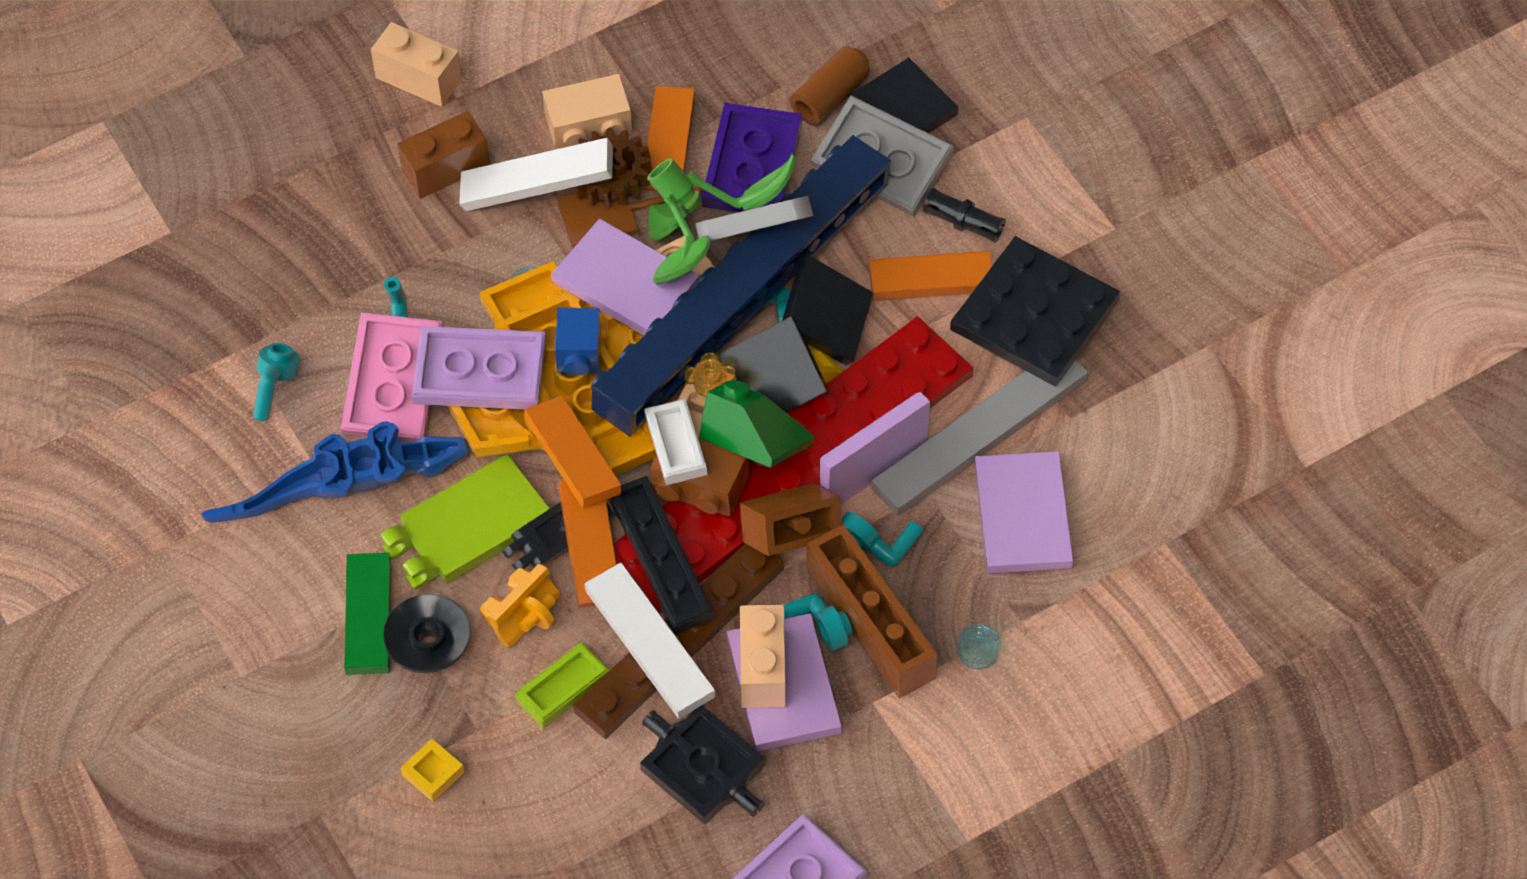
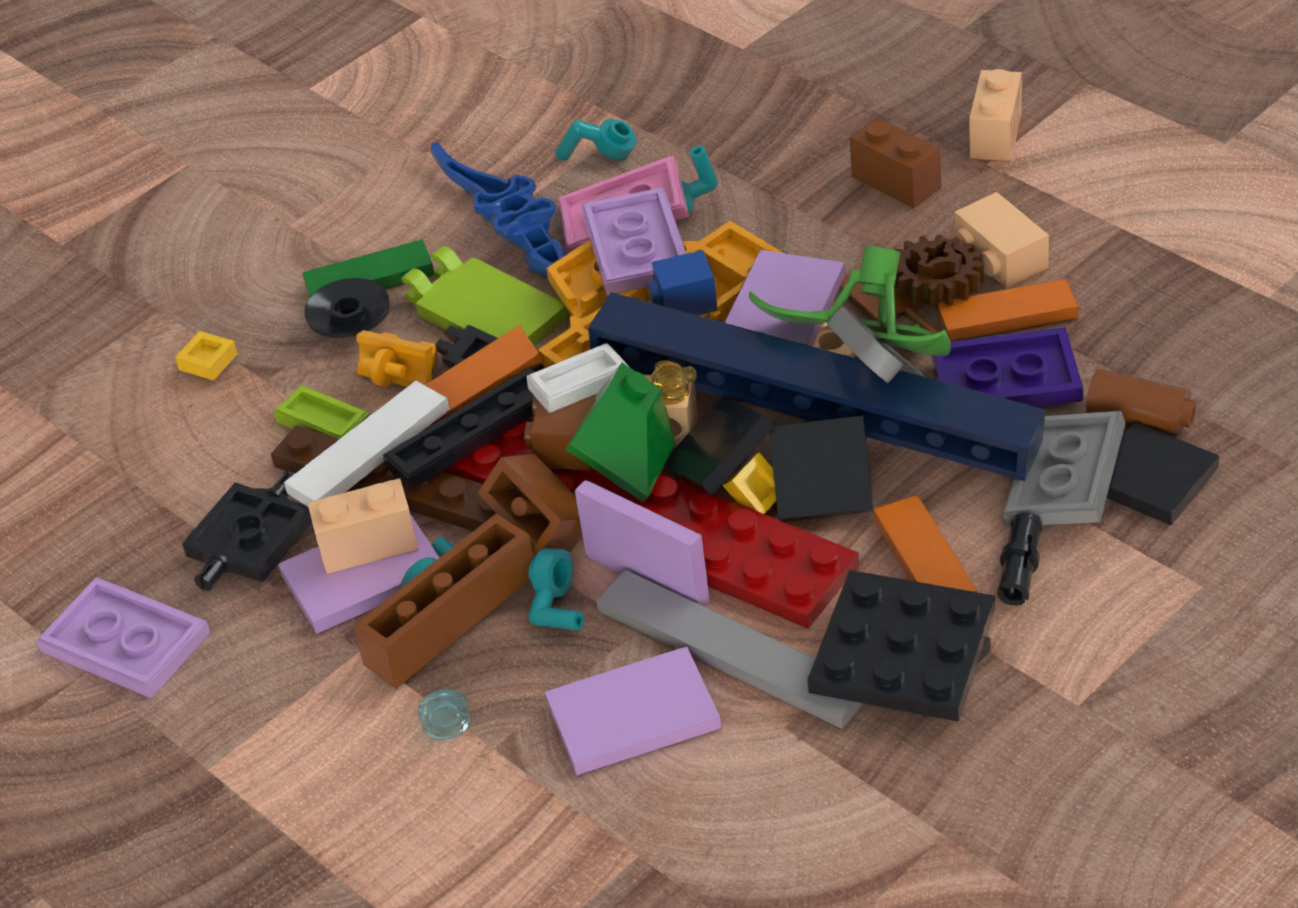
camera: 80 degrees right, 15 degrees down
(536, 174) = (894, 220): white tile -> none
(572, 451) = (550, 322): orange tile -> none

